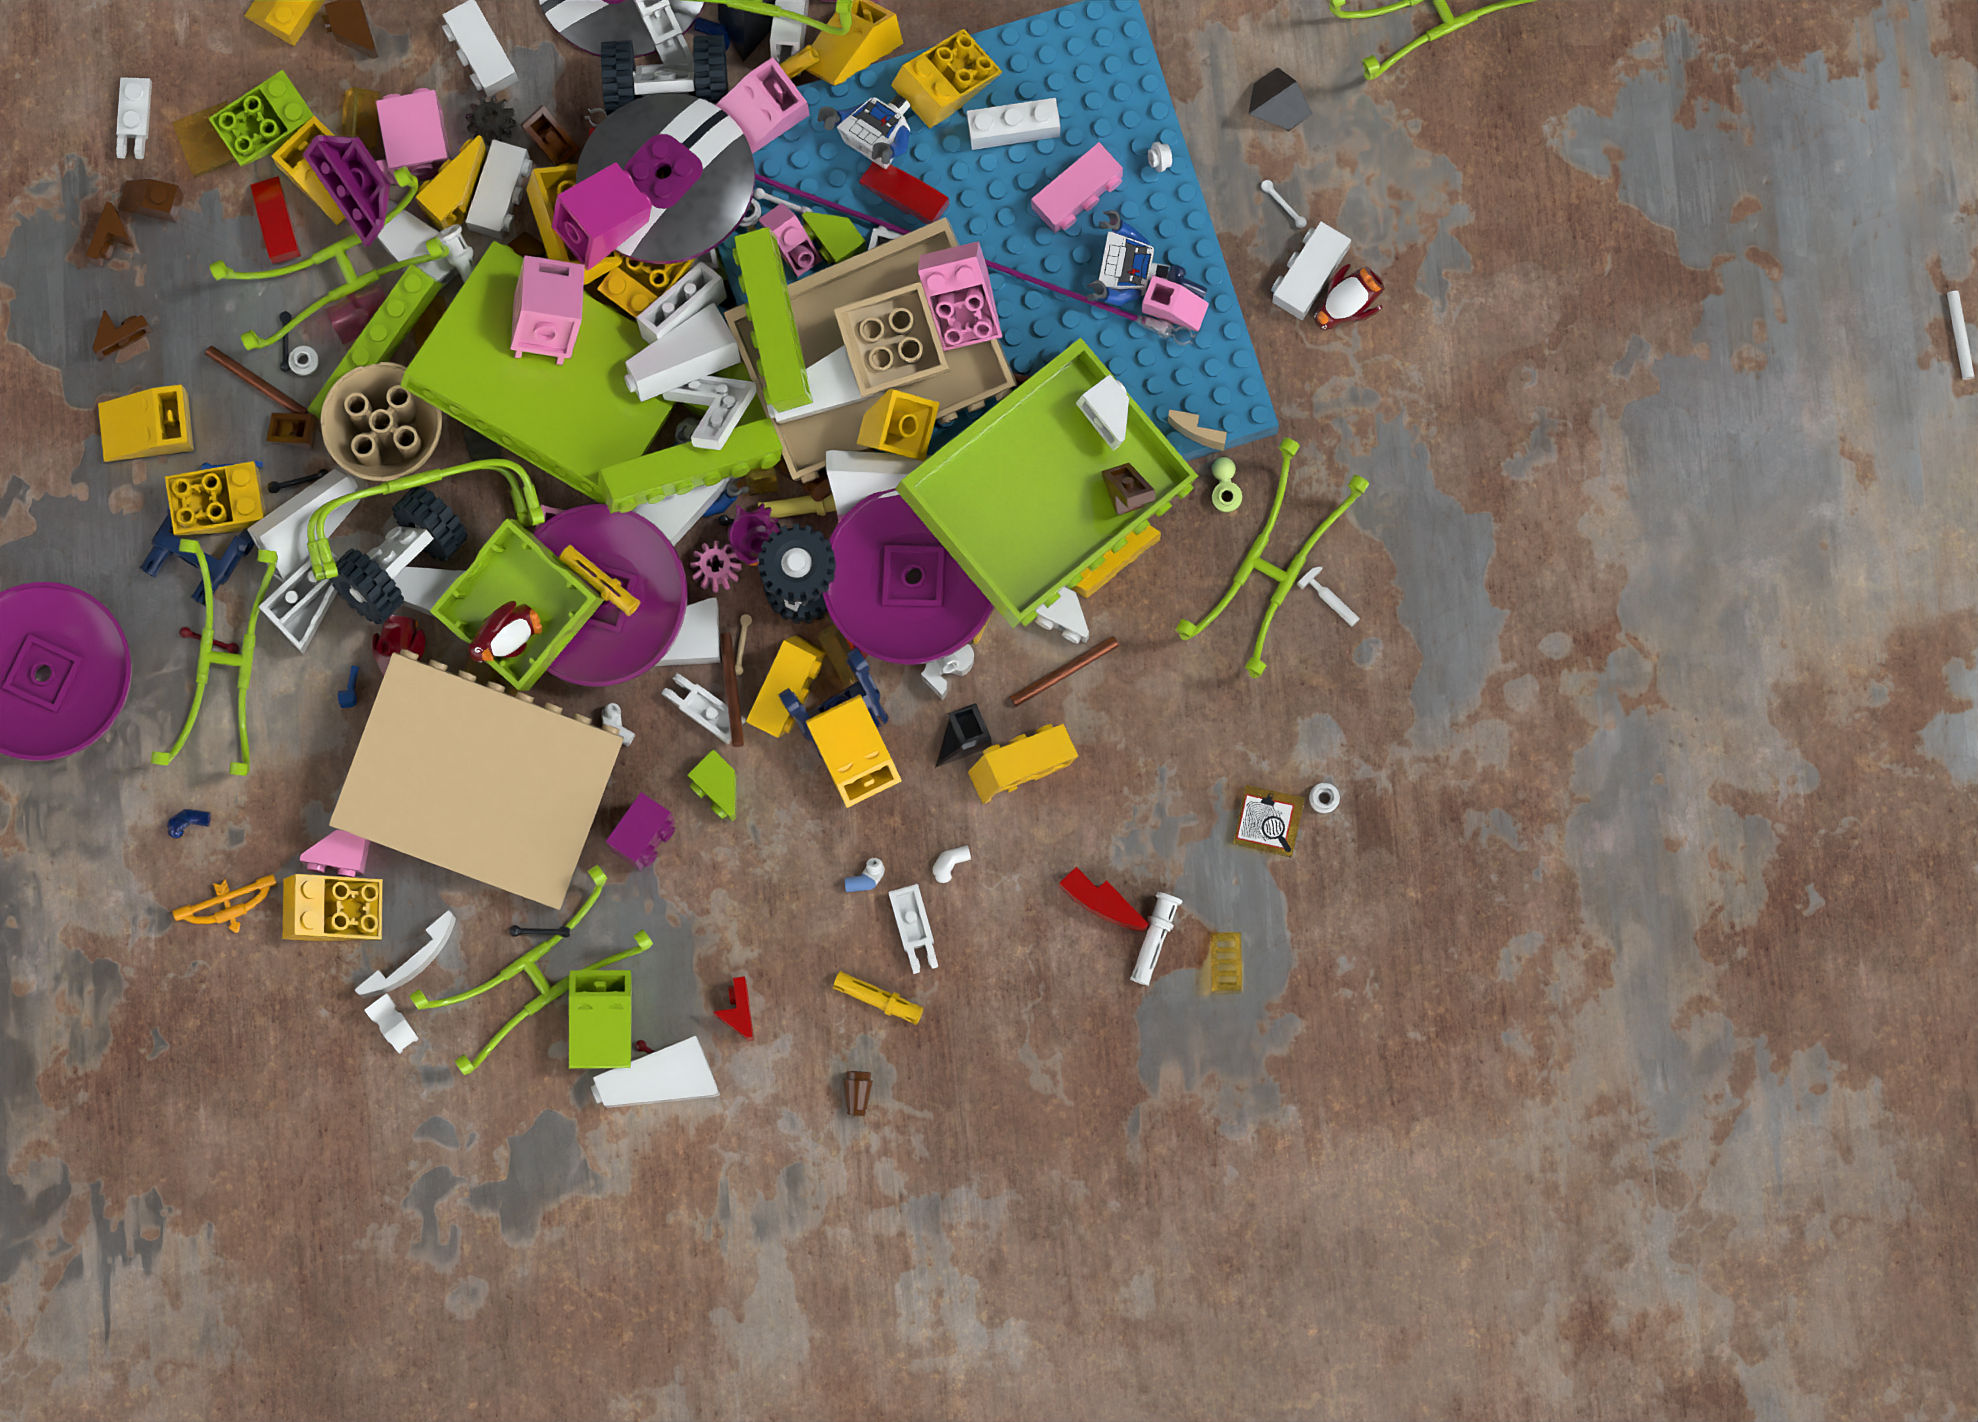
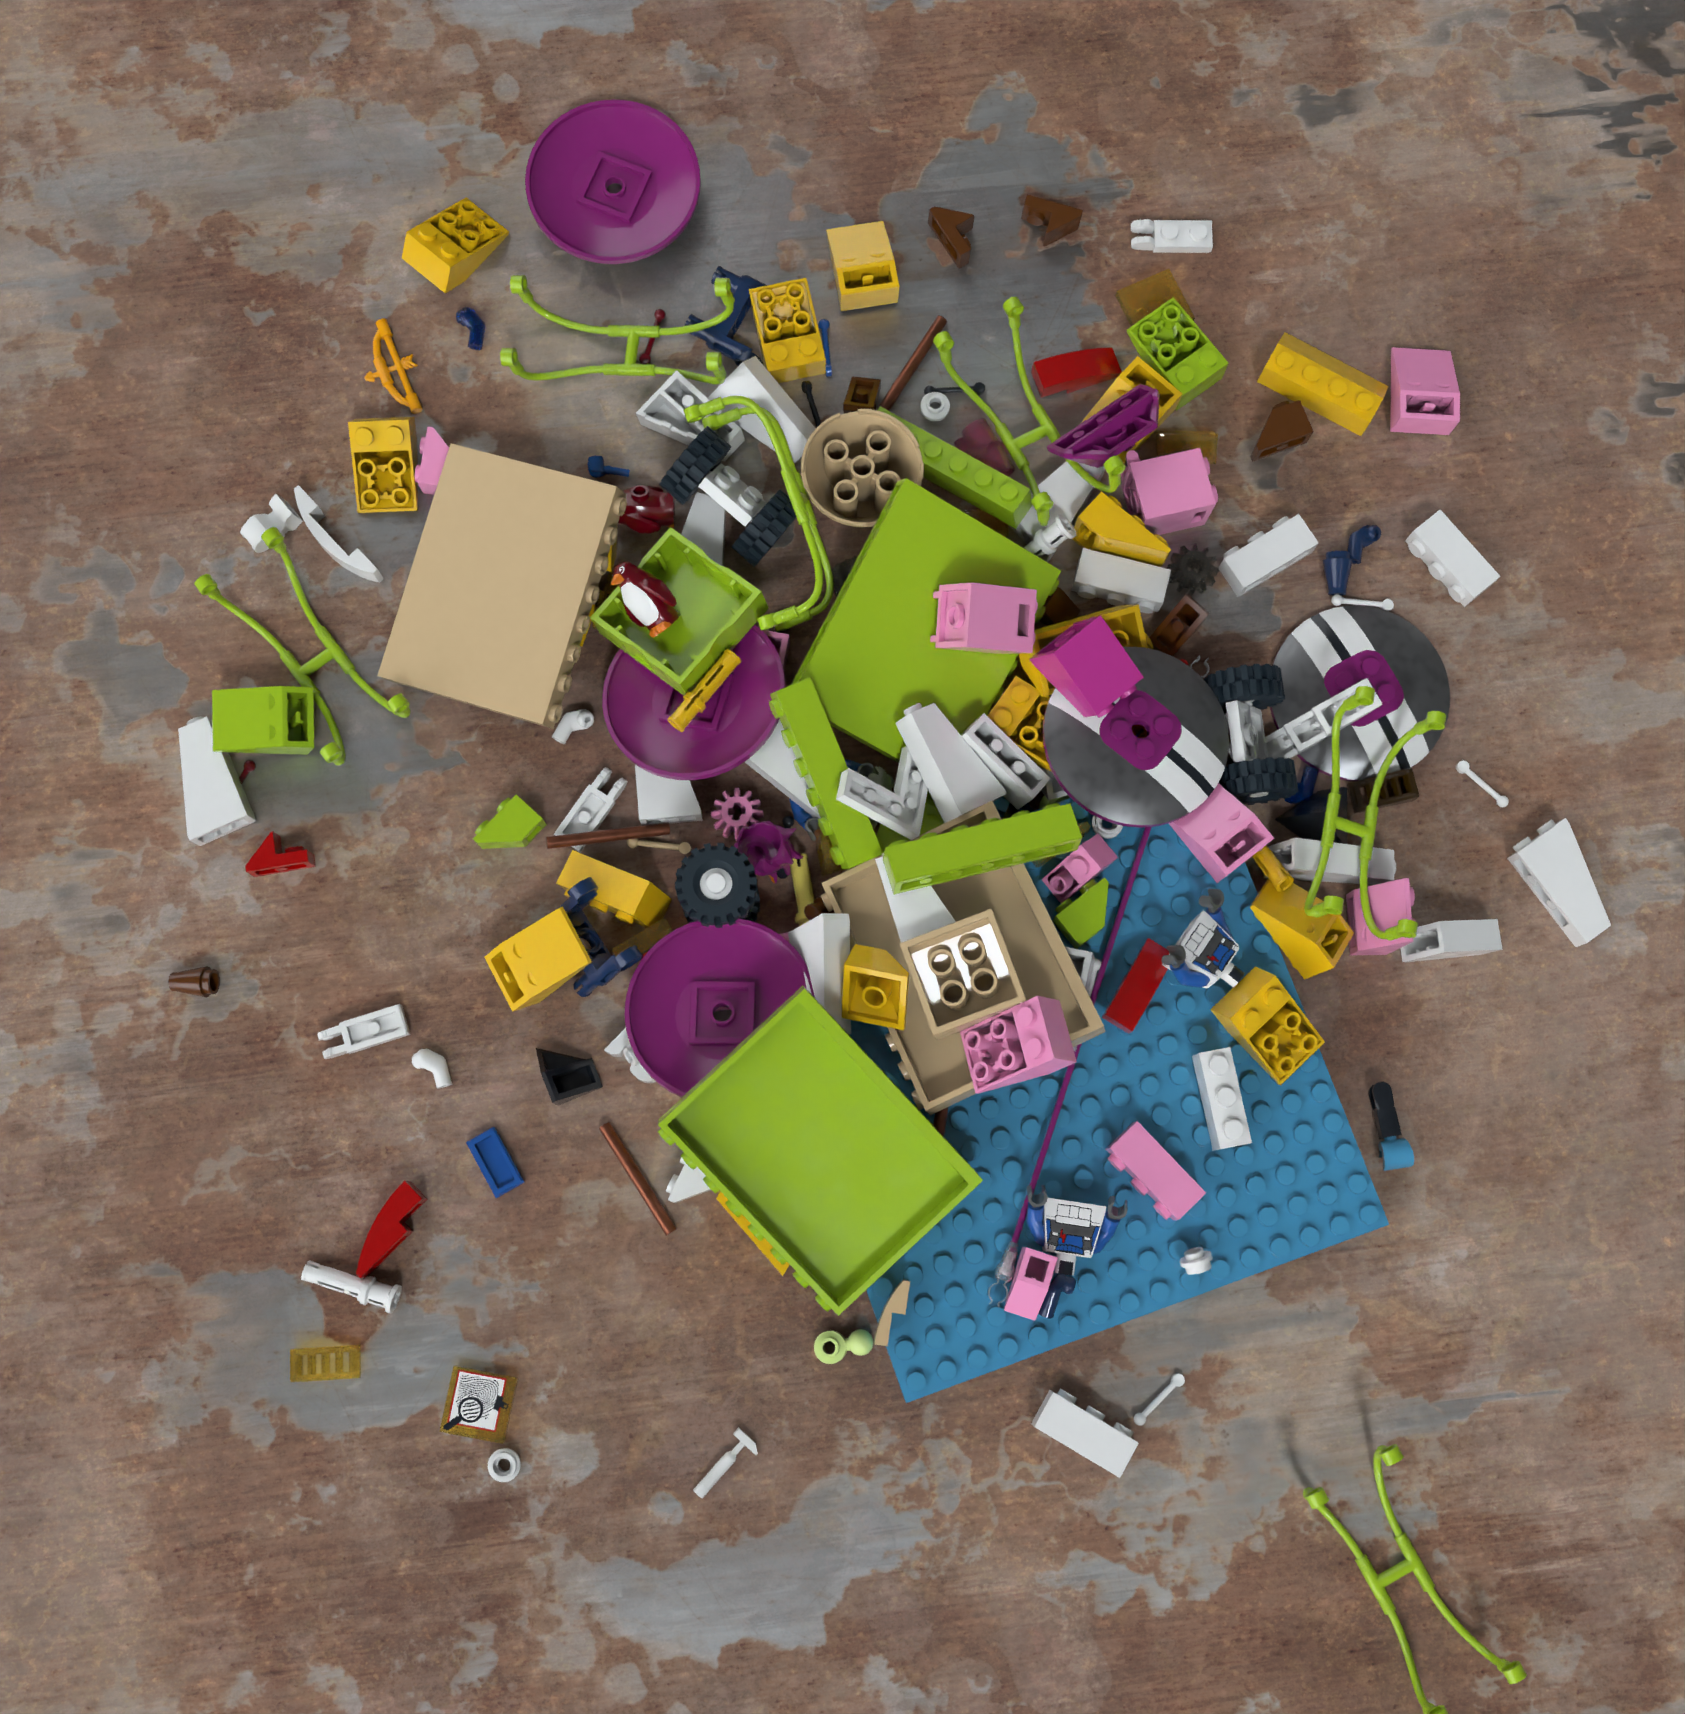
camera: 80 degrees right, 0 degrees up
(95, 838) = (452, 244): none -> yellow slope
(152, 199) = (1089, 258): reddish brown slope -> none
(563, 931) = (364, 638): black hinge -> none
(641, 832) = (456, 750): magenta brick -> none
(760, 194) = (1128, 835): white hinge -> none
(868, 879) = (415, 982): arm -> none
(884, 1000) = (291, 999): yellow pin -> none
(1022, 761) = (536, 1138): yellow wedge -> none
(1044, 805) = (495, 1162): none -> blue tile
(1107, 410) = (901, 1213): white slope -> none
(1127, 488) = (814, 1238): reddish brown slope -> none
(1255, 666) = (743, 1414): lime bar -> none
(1279, 100) = (1274, 1390): slope -> none
(1349, 298) = (1055, 1478): animal -> none

